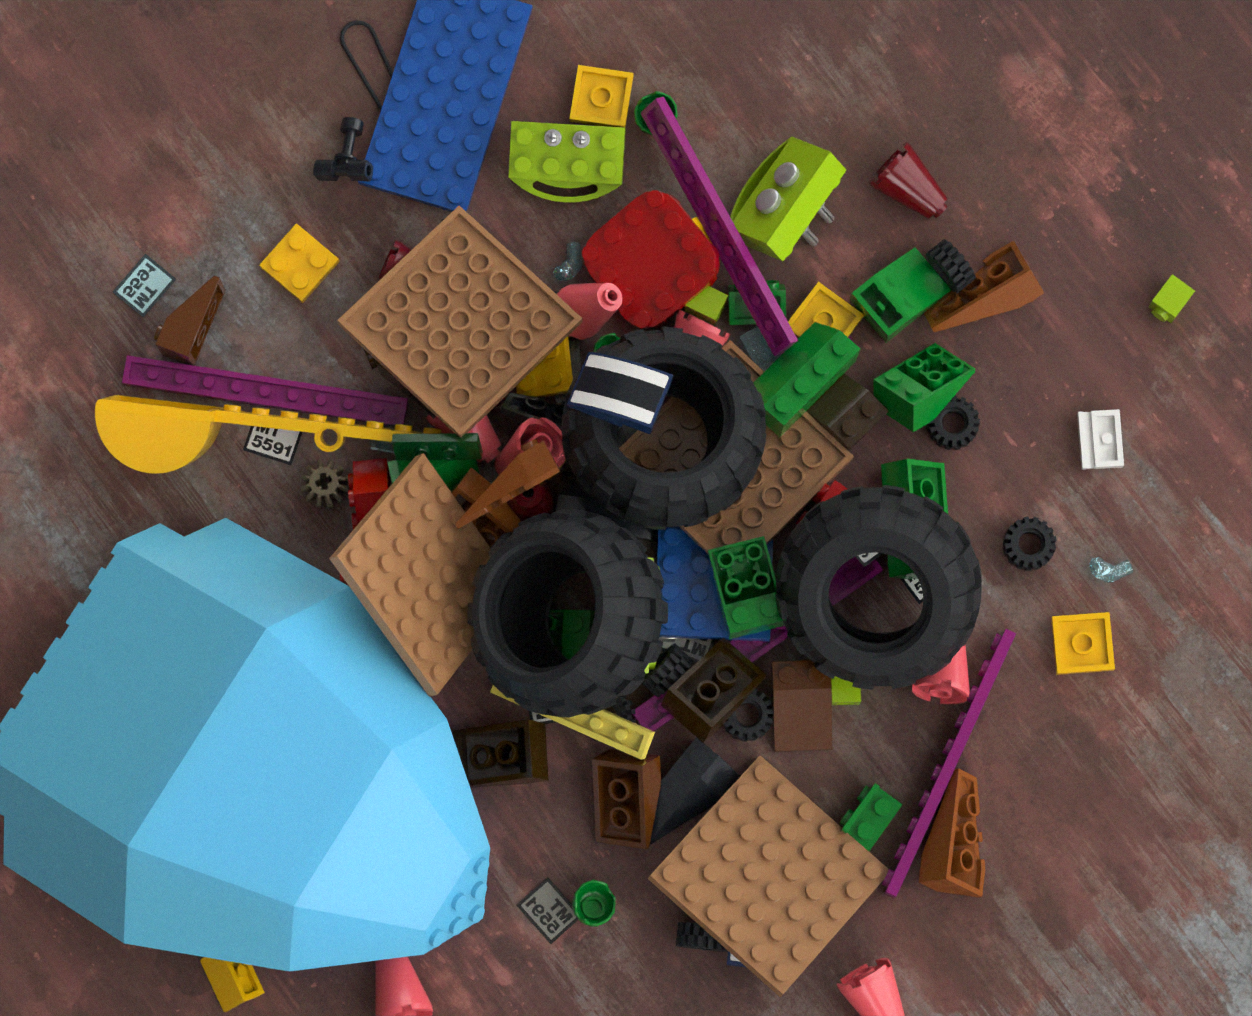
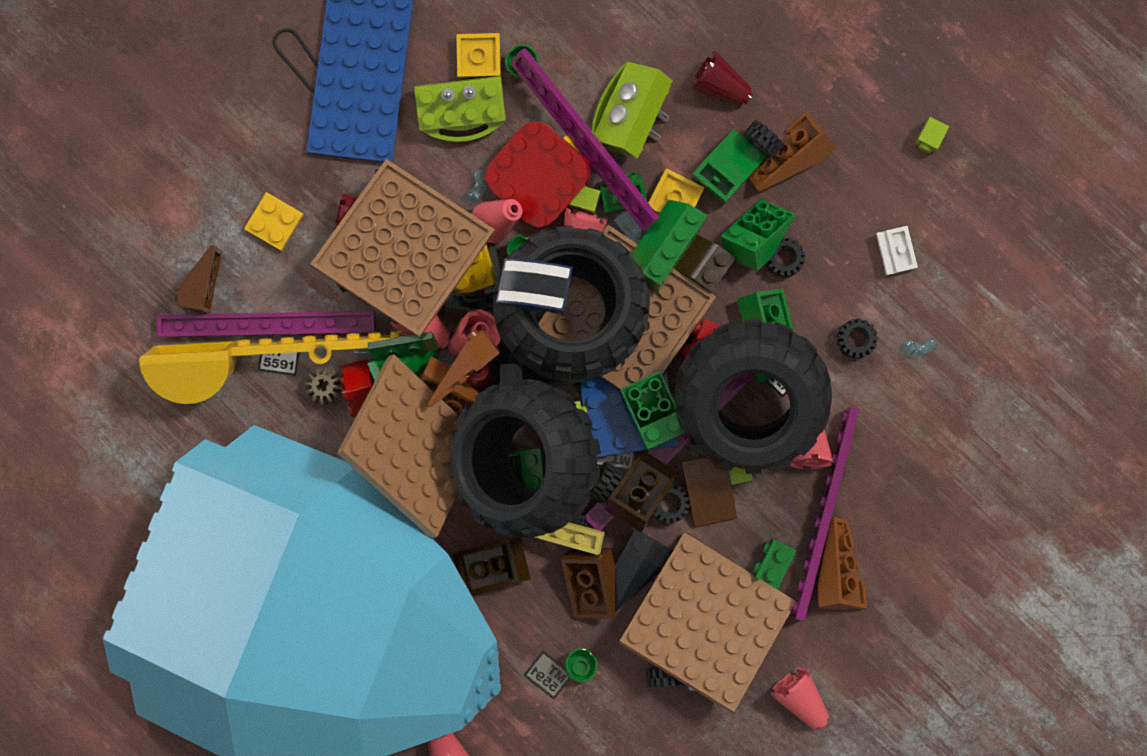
camera: 10 degrees left, 5 degrees up
(144, 285) = (160, 258): clear light blue sticker -> none
(345, 163) = (294, 140): black bar -> none
(1082, 643) = (909, 406): yellow plate -> none

